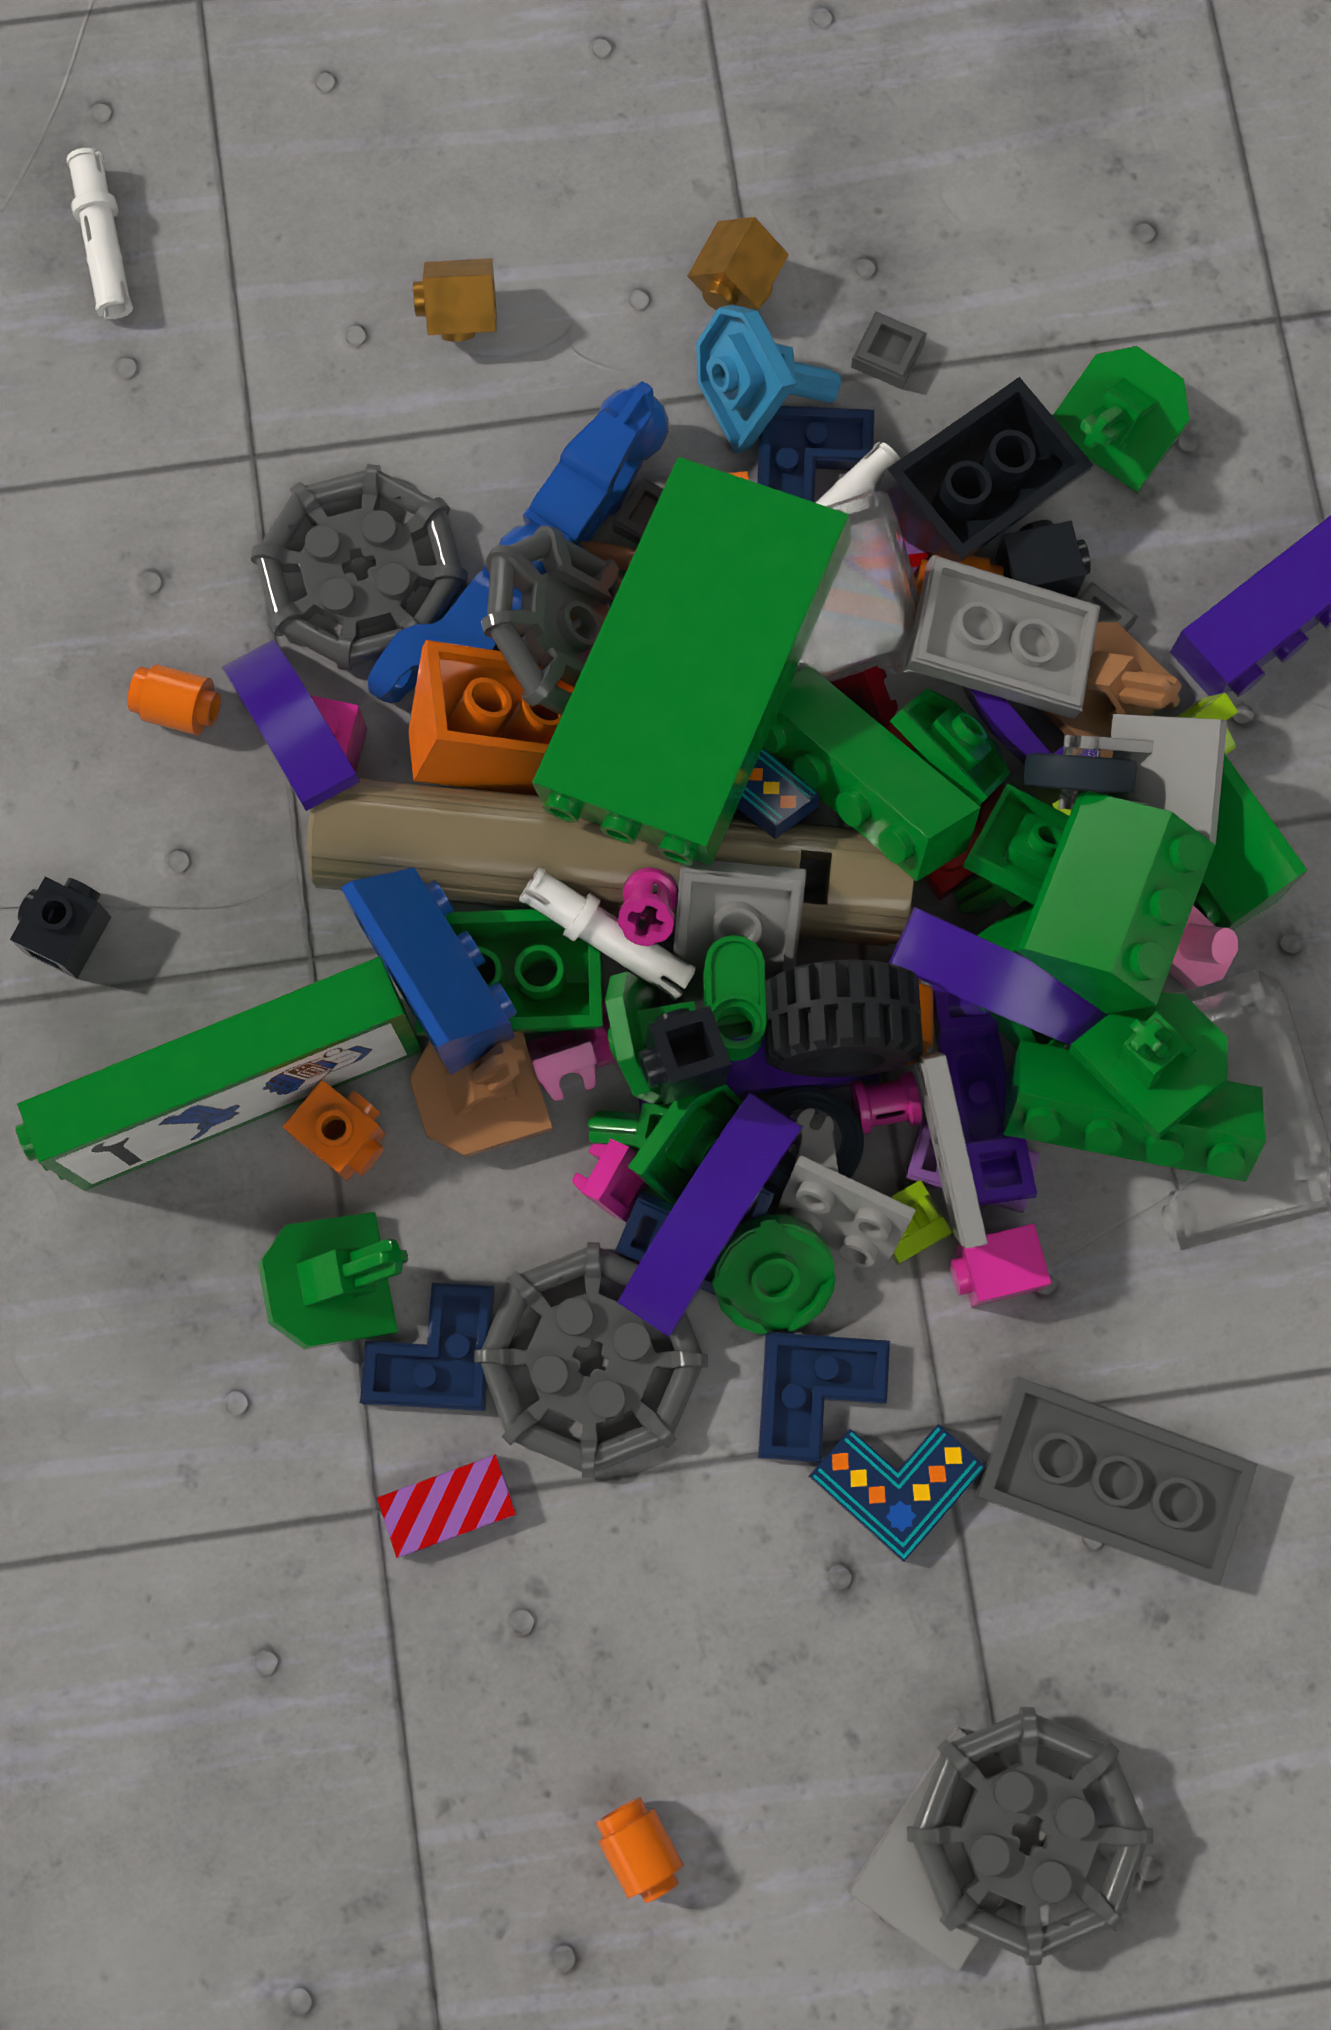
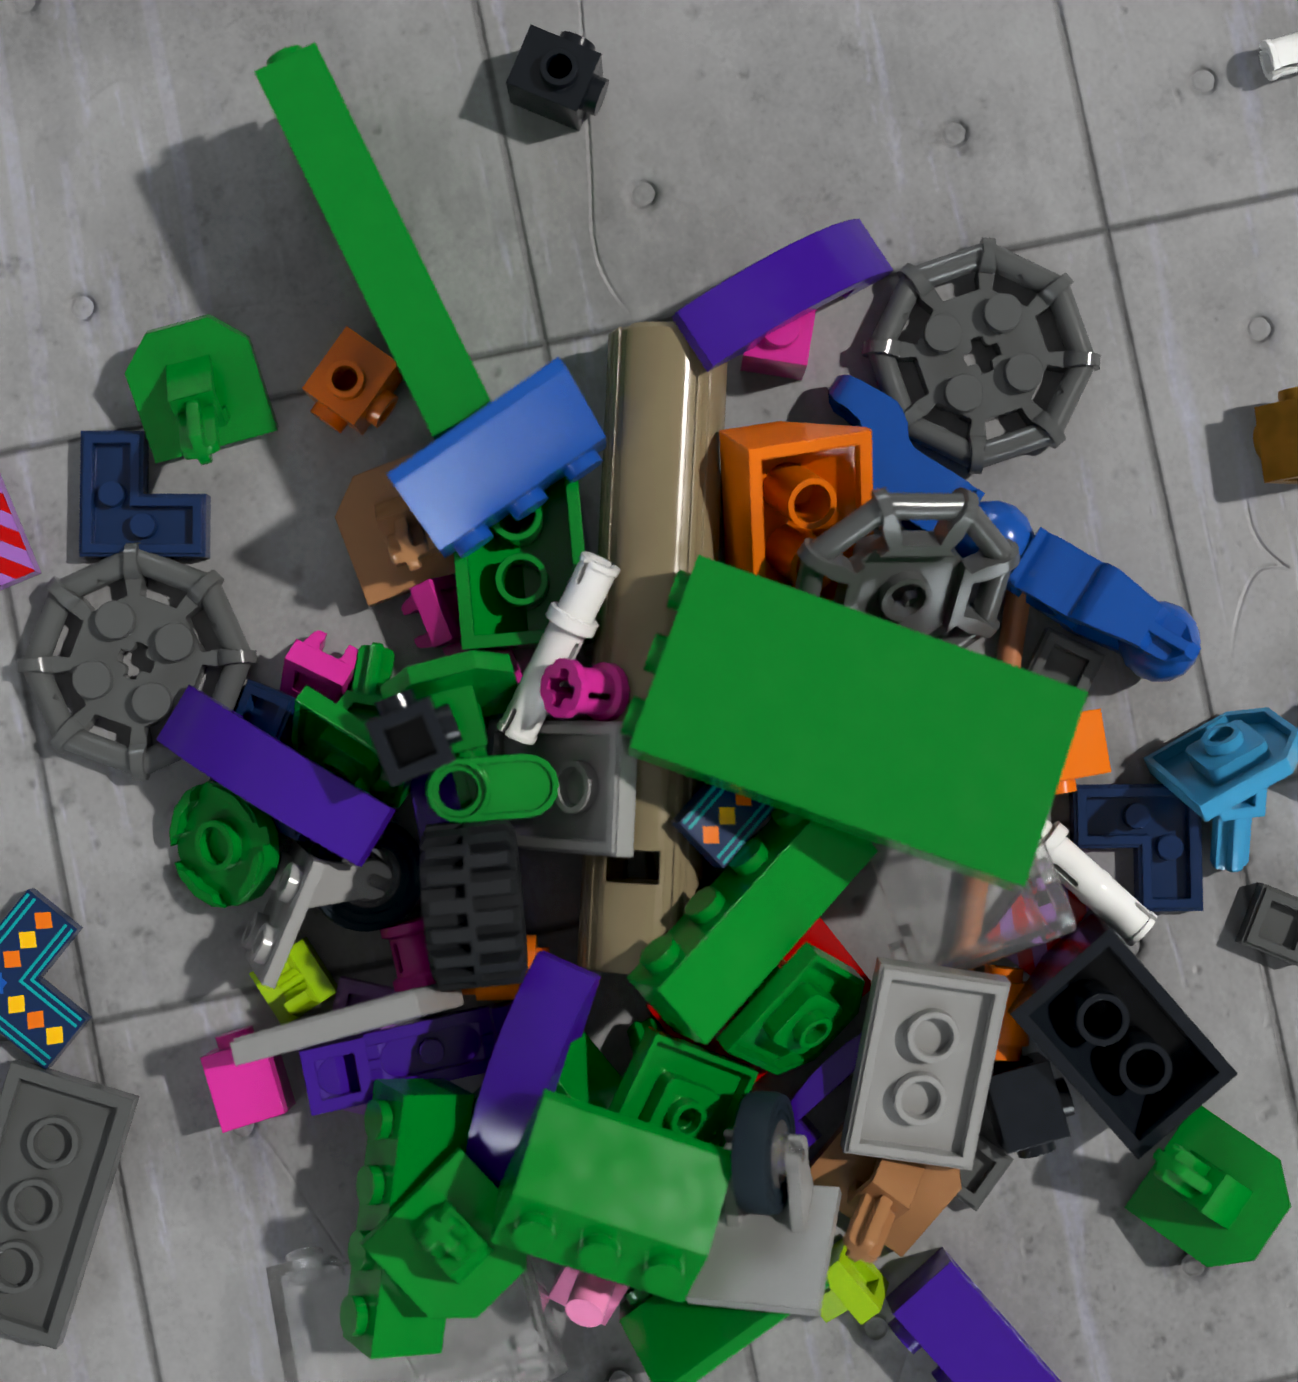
camera: 90 degrees right, 10 degrees up
(174, 699) = (814, 170): orange brick -> none
(805, 1372) = (135, 882): dark blue tile -> none
(869, 693) = (857, 913): dark red tile -> none

